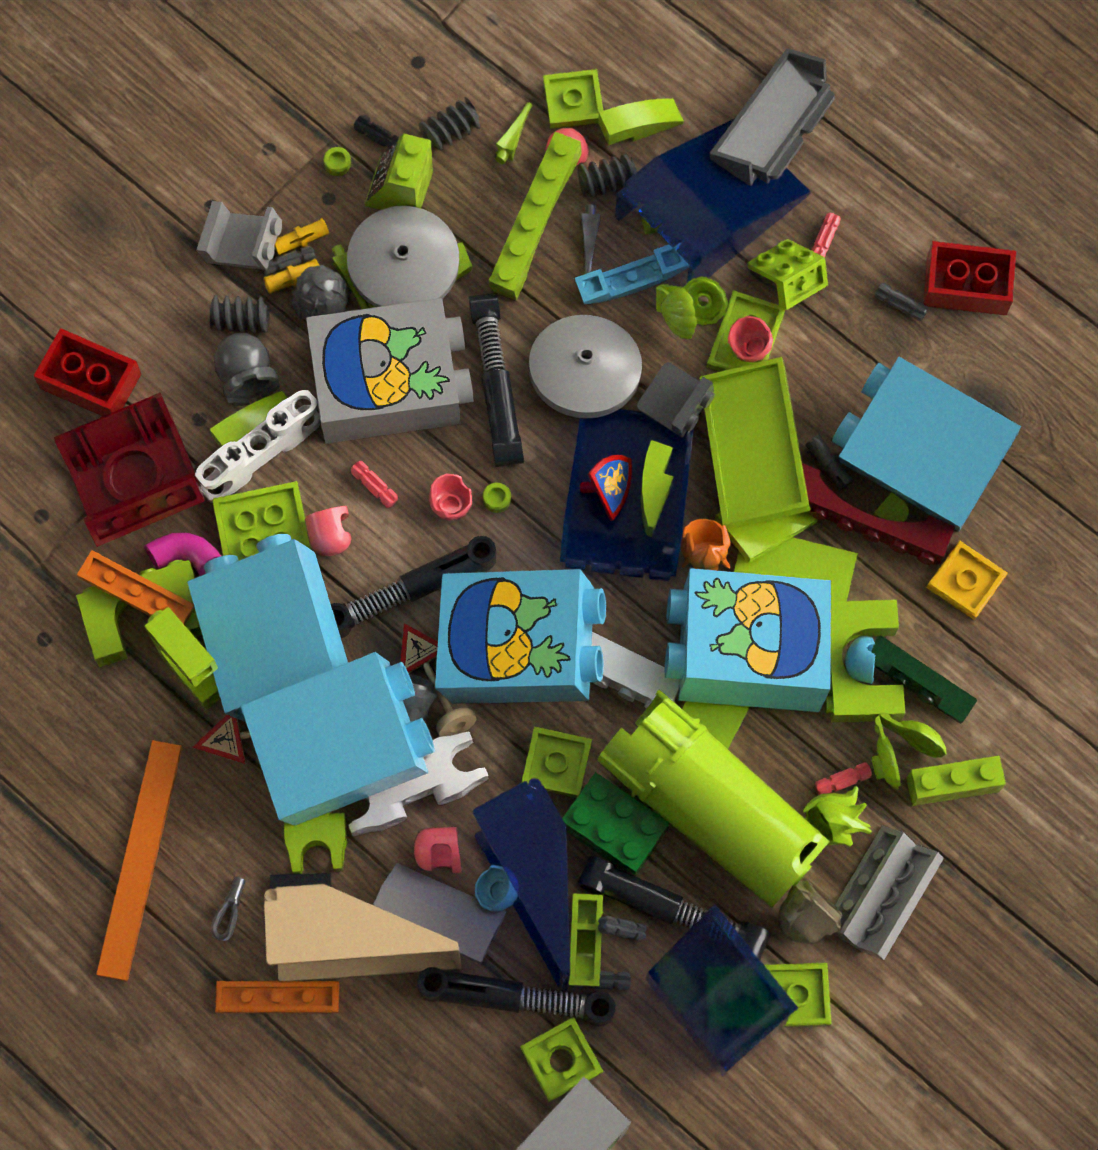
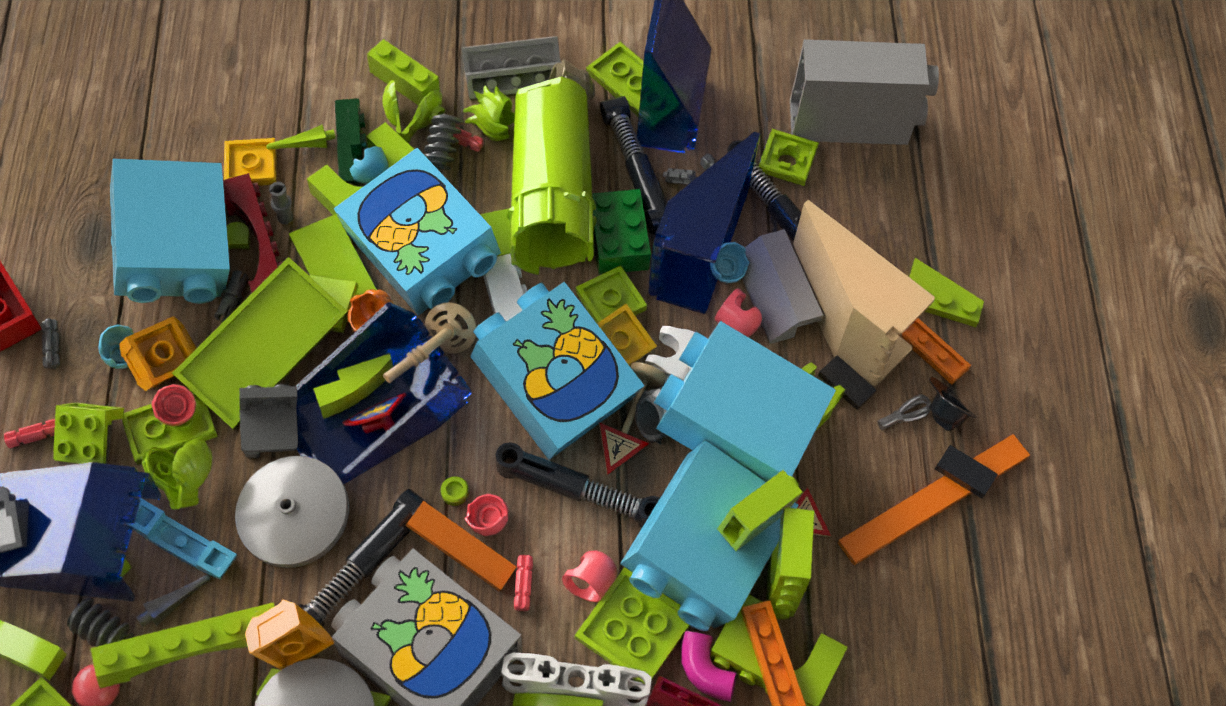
camera: 135 degrees left, 10 degrees down
(133, 900) = (966, 471): none -> black tile
(198, 950) = (947, 407): none -> black piece
(235, 652) = (759, 510): none -> lime brick
(302, 1057) = (950, 299): none -> lime wing
(441, 457) = (461, 546): none -> orange tile
(475, 274) = (286, 635): none -> light orange slope
(509, 731) = (627, 334): none -> yellow tile
(636, 593) = (442, 338): none -> tan dish
(814, 368) = (156, 352): none -> light orange slope
(842, 749) = (441, 140): none -> dark grey piece
(848, 343) = (109, 345): none -> medium azure hair
(887, 559) = (281, 202): none -> dark grey pin
(946, 652) = (312, 138): none -> lime piece

